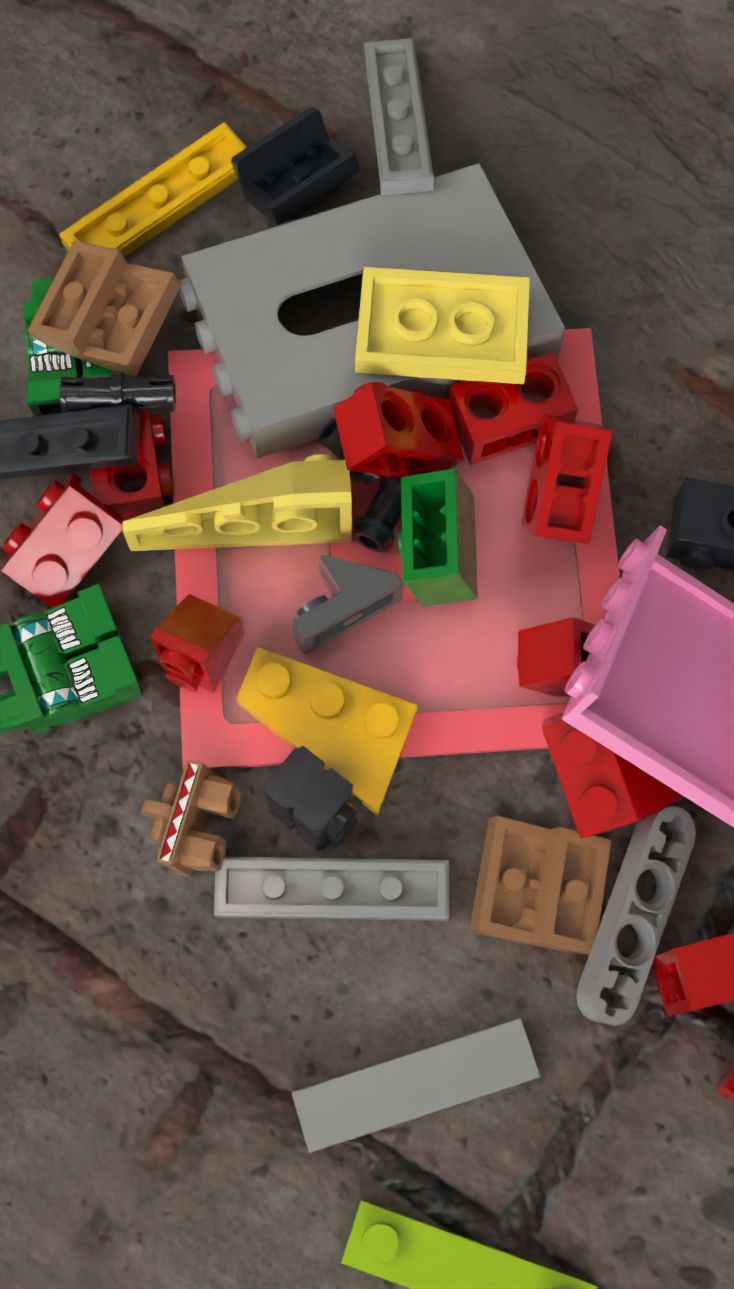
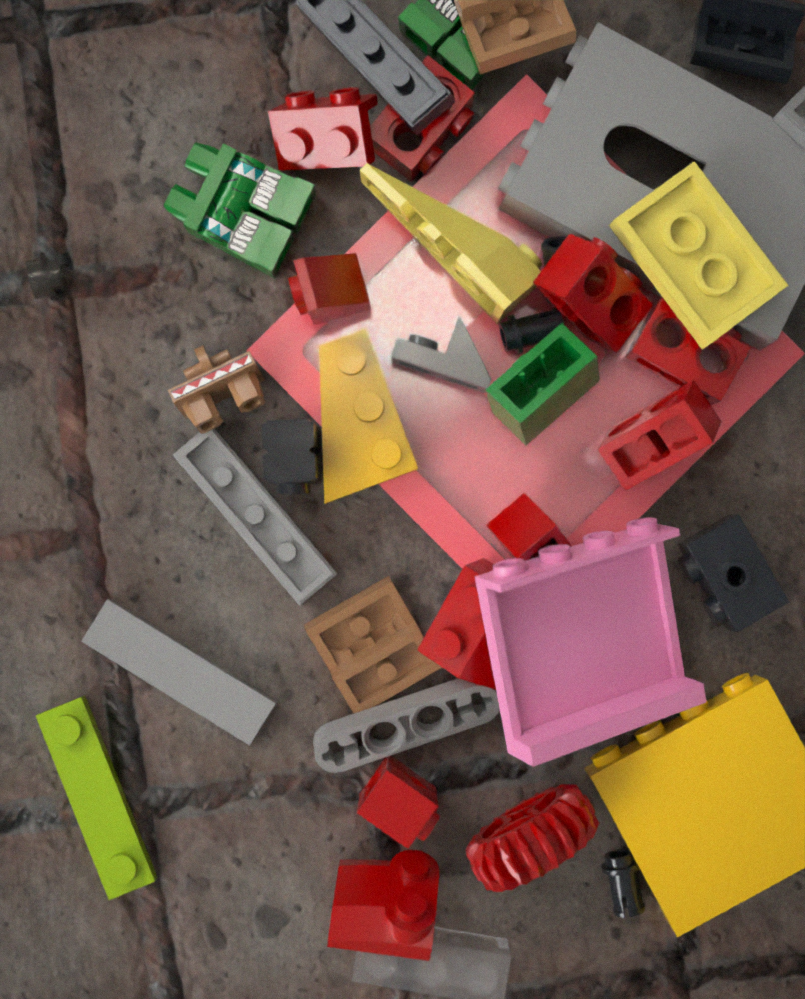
camera: 55 degrees right, 15 degrees up
(143, 393) = (455, 74): black pin -> none

